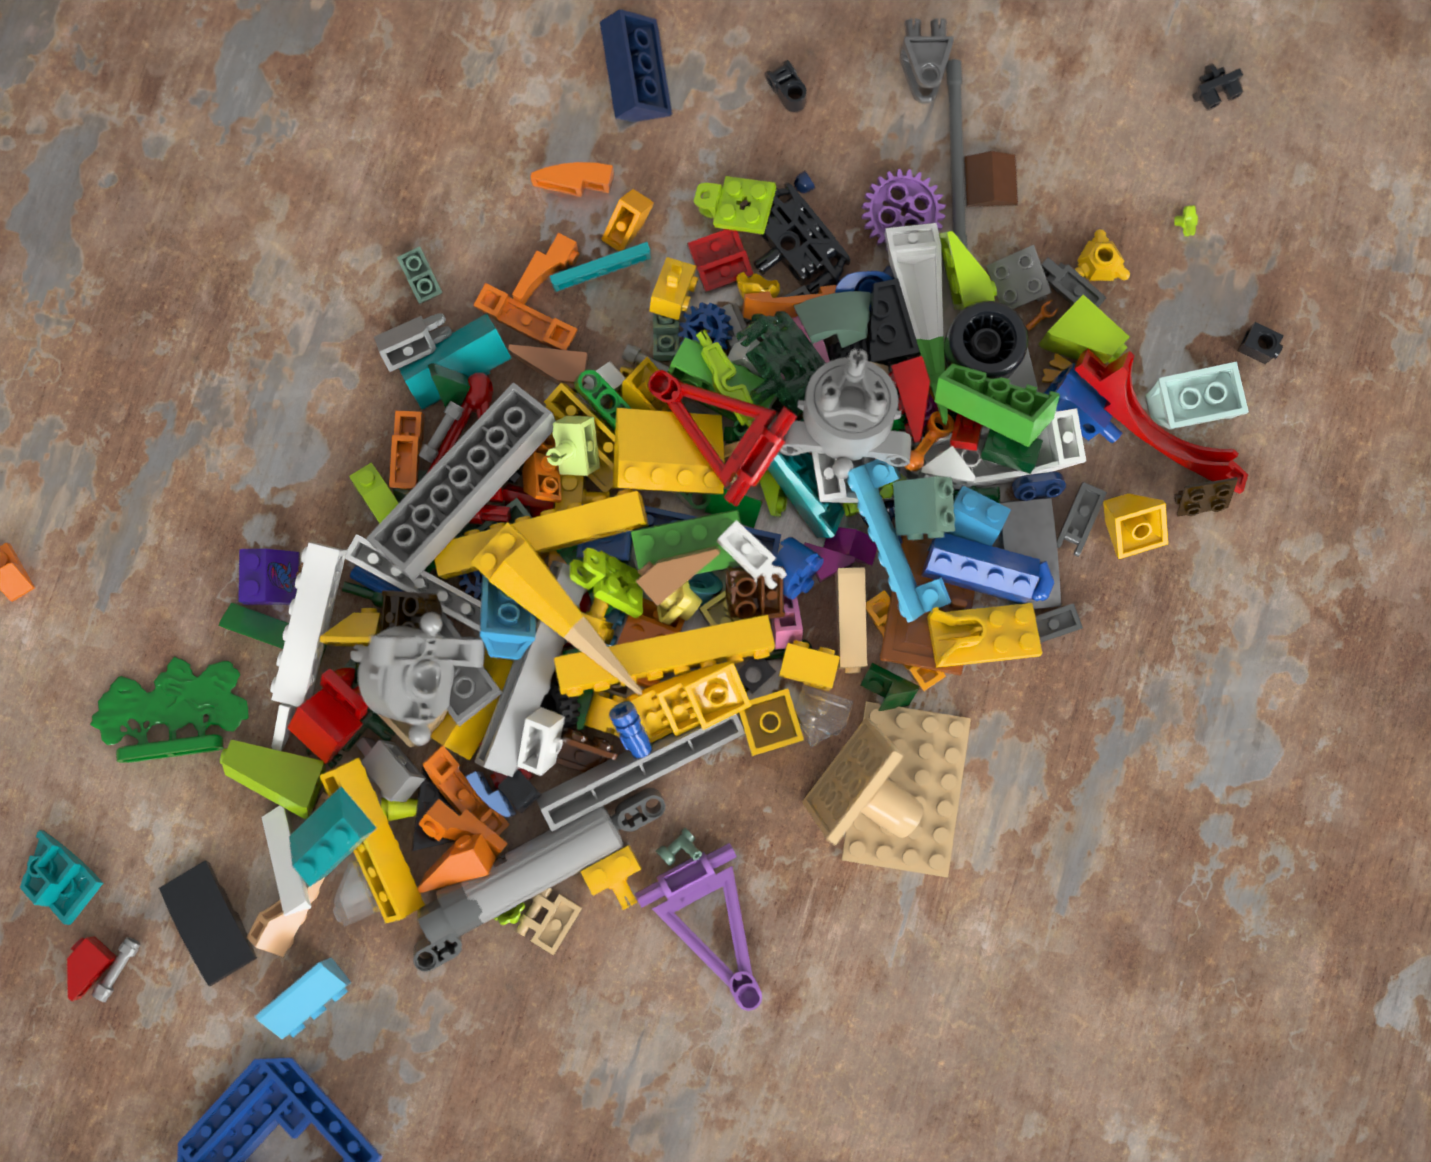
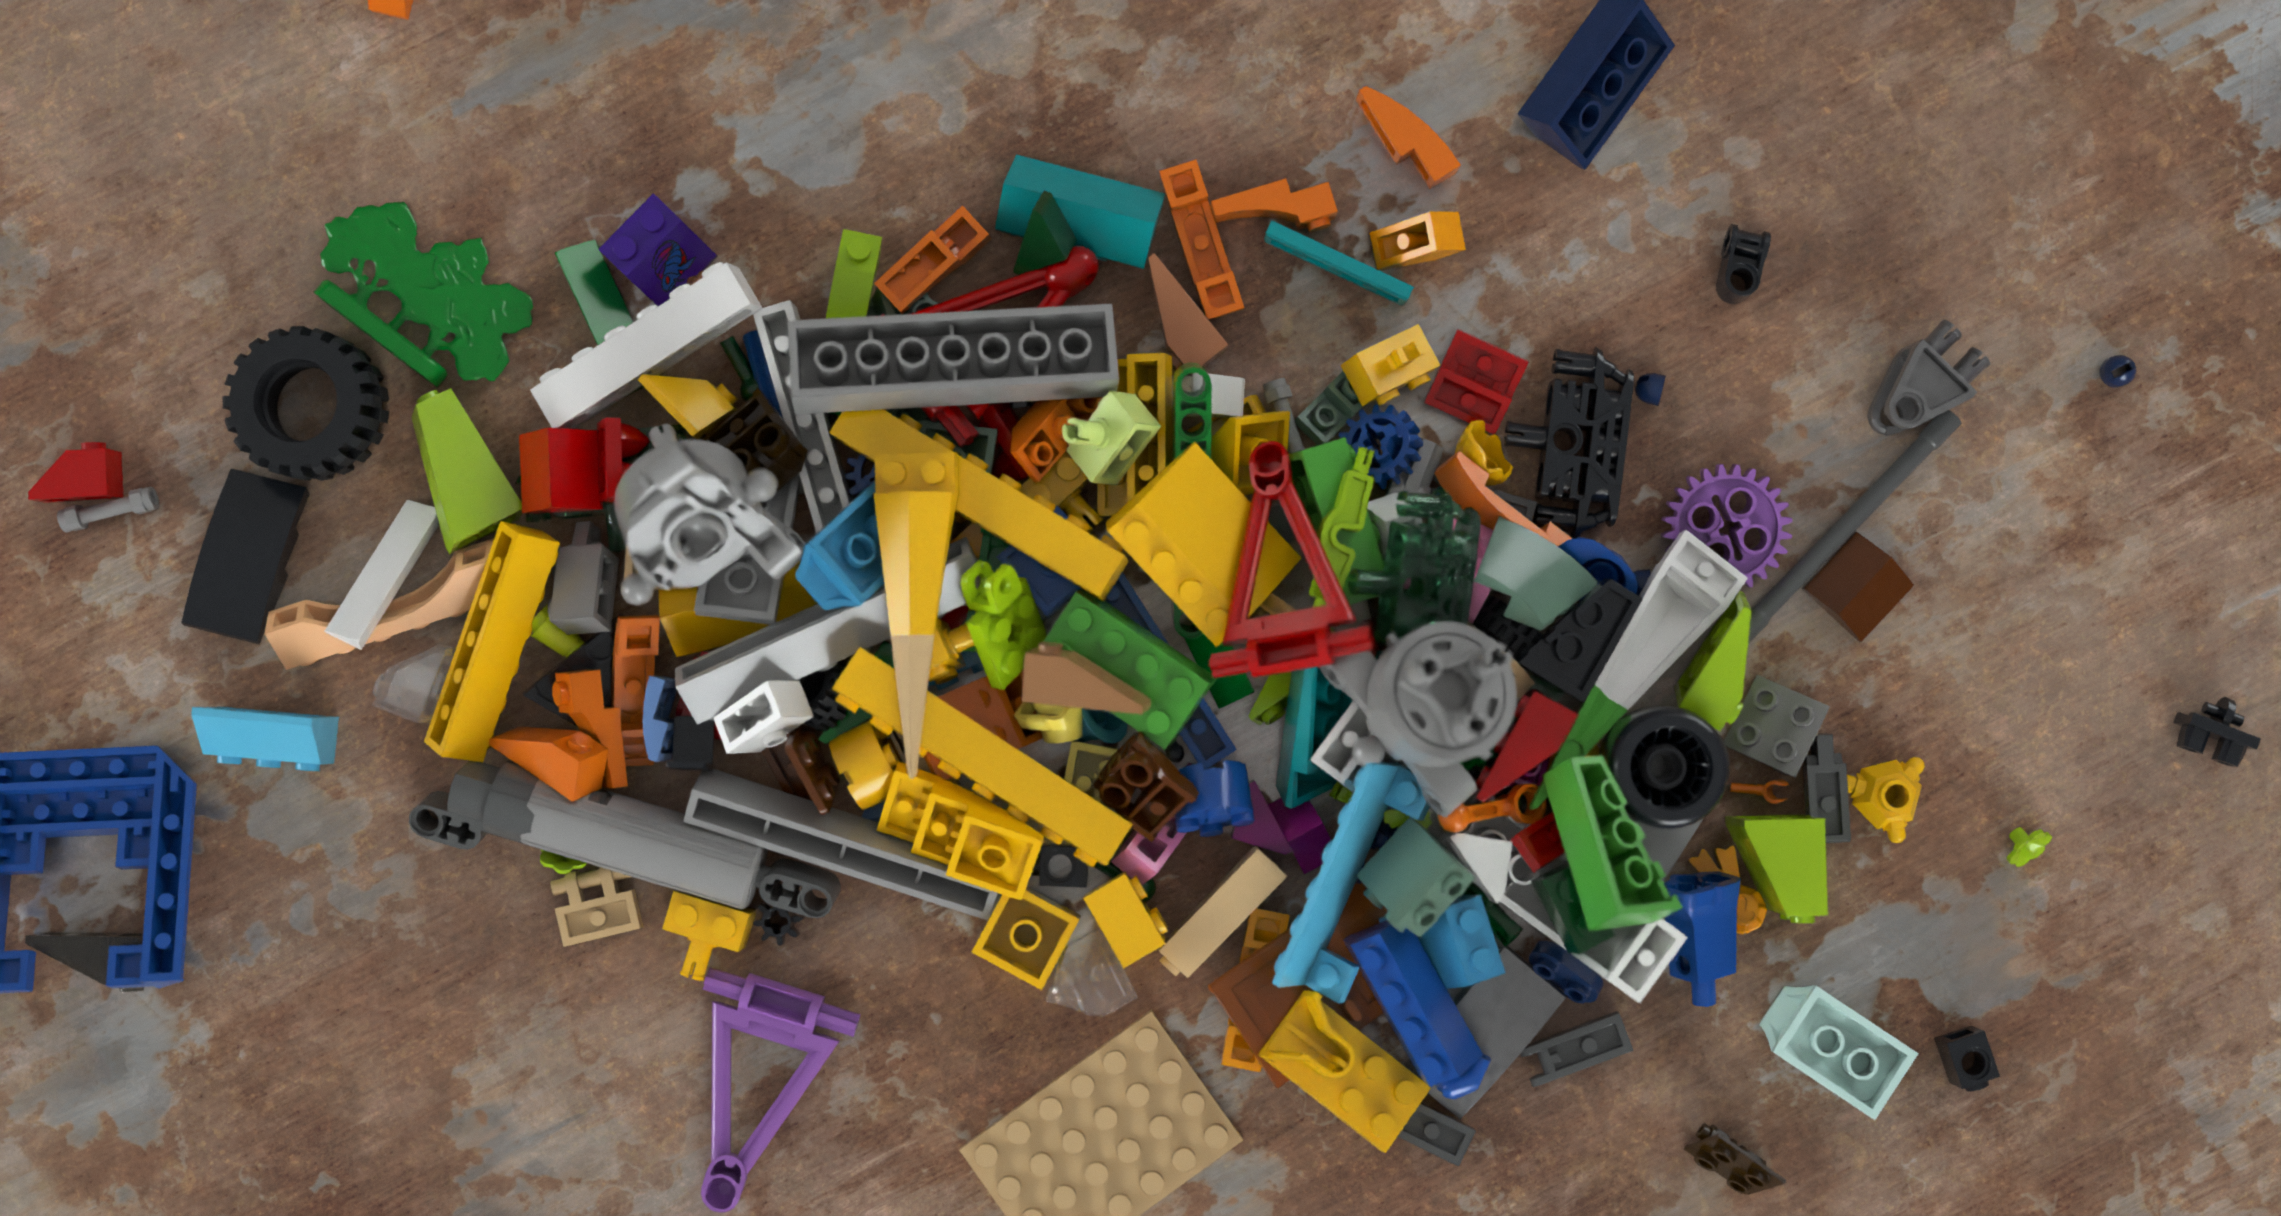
camera: 50 degrees right, 5 degrees up
(58, 879) = (139, 356): teal slope -> none
(131, 817) = (256, 396): none -> black tyre
(281, 732) = (526, 421): white tile -> none
(328, 837) = (445, 596): teal slope -> none
(411, 340) = (1055, 144): light grey hinge -> none
(419, 275) = (1136, 79): sand green slope -> none
(452, 412) = (954, 286): light grey bar -> none
(631, 731) = (868, 799): blue axle -> none
(653, 836) = (773, 929): none -> black gear
(683, 841) = (813, 964): sand green piece -> none
(724, 203) = (1540, 326): lime plate -> none
(734, 434) = (1298, 590): green piece -> none
(750, 553) = (1175, 744): white plate -> none
(858, 784) = (1051, 1098): tan piece -> none
(894, 689) = (1193, 1028): dark green slope -> none
(1116, 386) = (1757, 953): red slope -> none
(1135, 523) = (1629, 1113): yellow slope -> none

